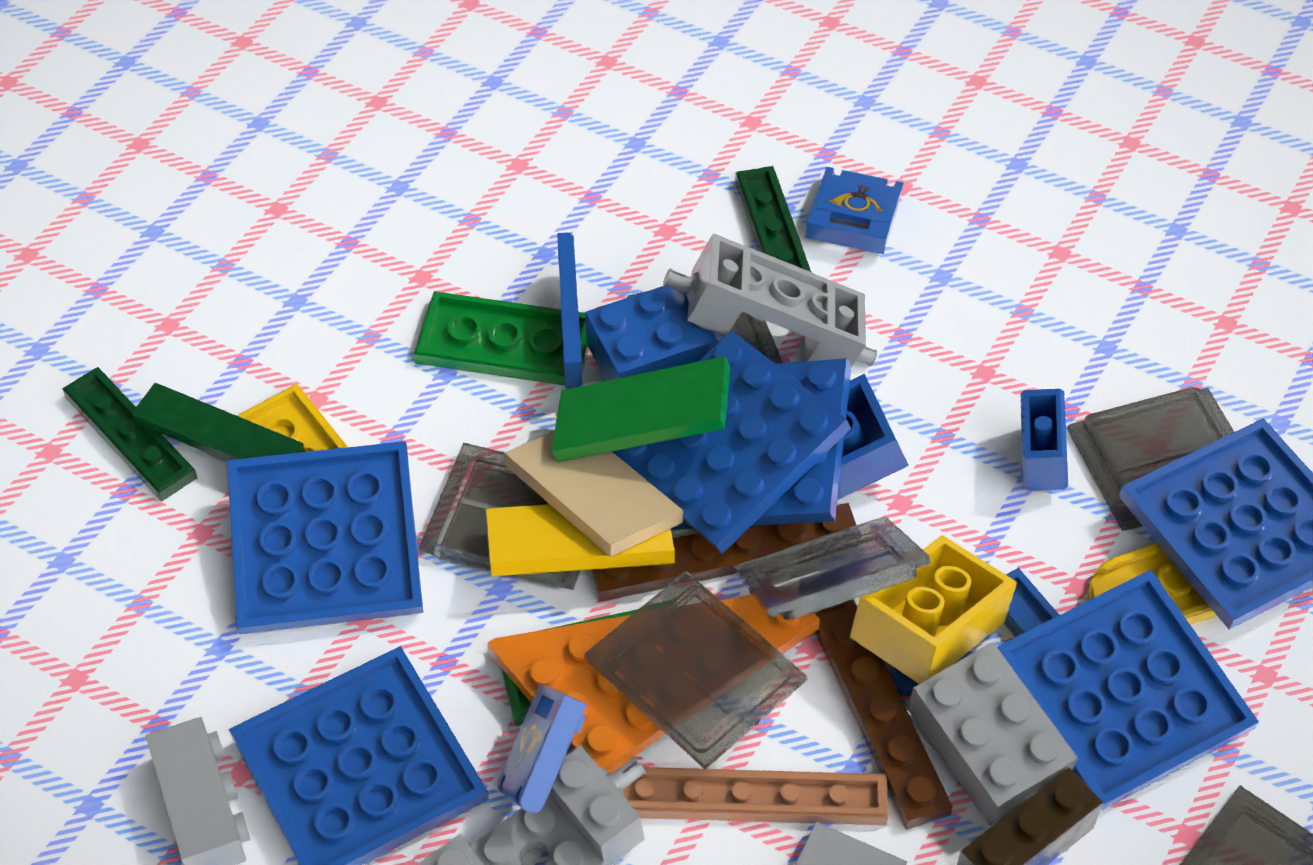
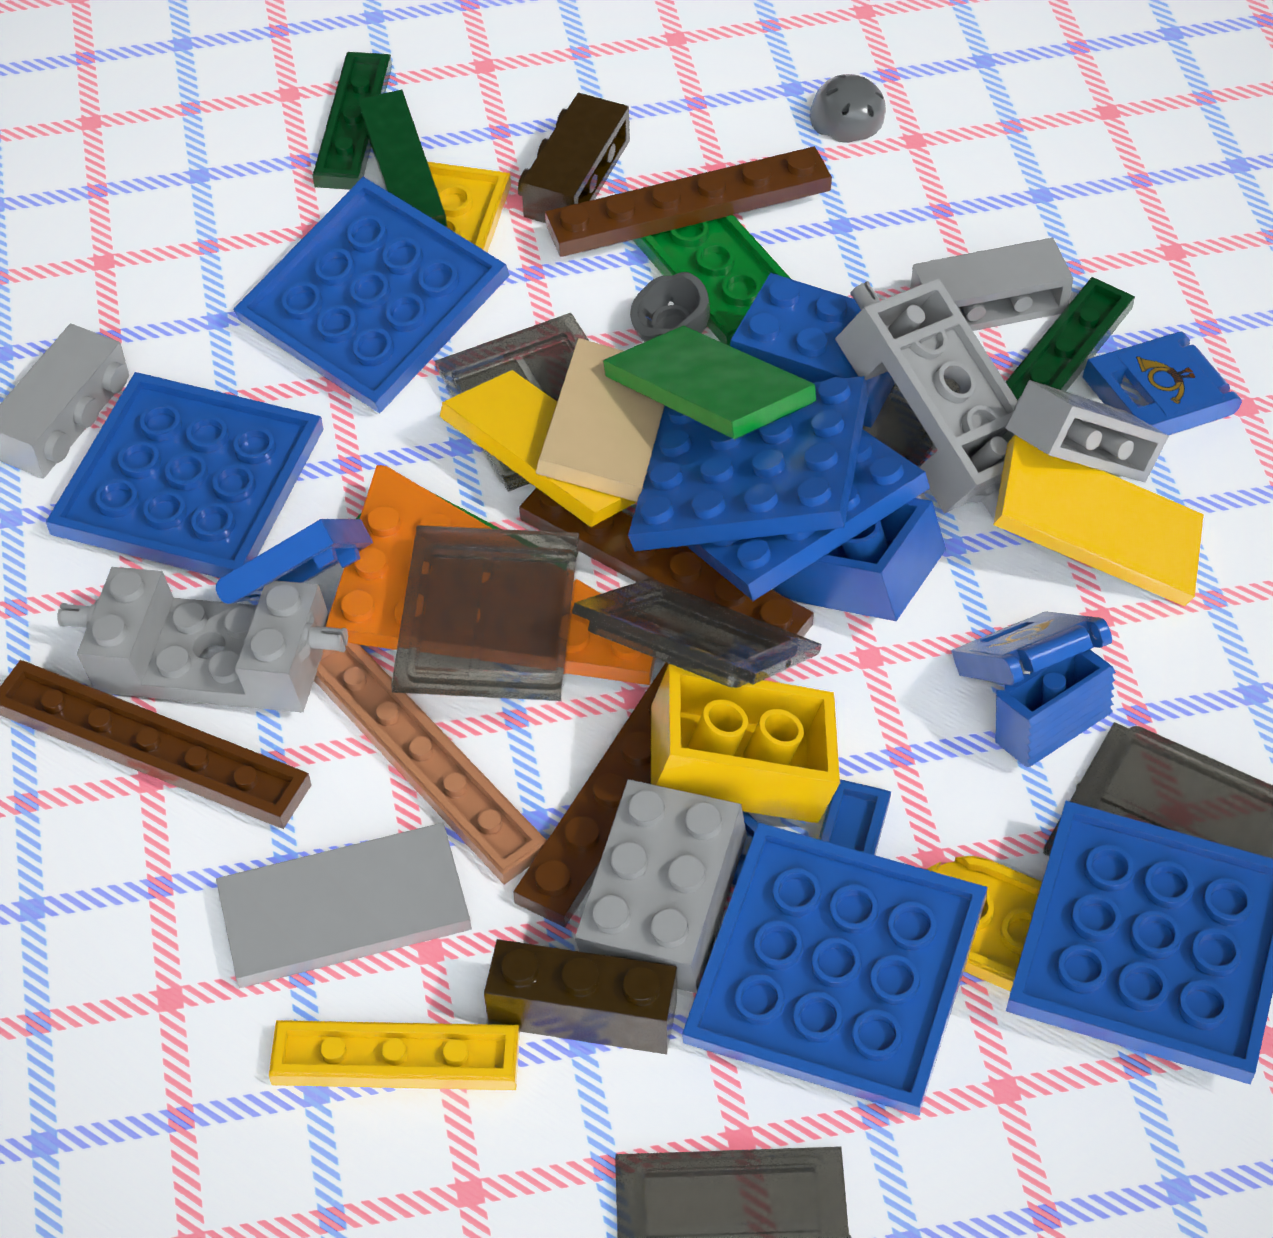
camera: 50 degrees right, 0 degrees up
(333, 341) = (576, 156): none -> dark brown brick
(444, 312) = (687, 201): none -> reddish brown plate
(460, 162) = (853, 96): none -> dark grey helmet
(532, 399) = (689, 308): none -> dark grey helmet
(569, 310) = (790, 258): blue tile -> none
(702, 207) = (1003, 282): none -> light grey brick
(877, 265) = (1086, 432): none -> light grey brick
(934, 312) = (1100, 521): none -> yellow tile
(998, 417) = (1034, 641): none -> container

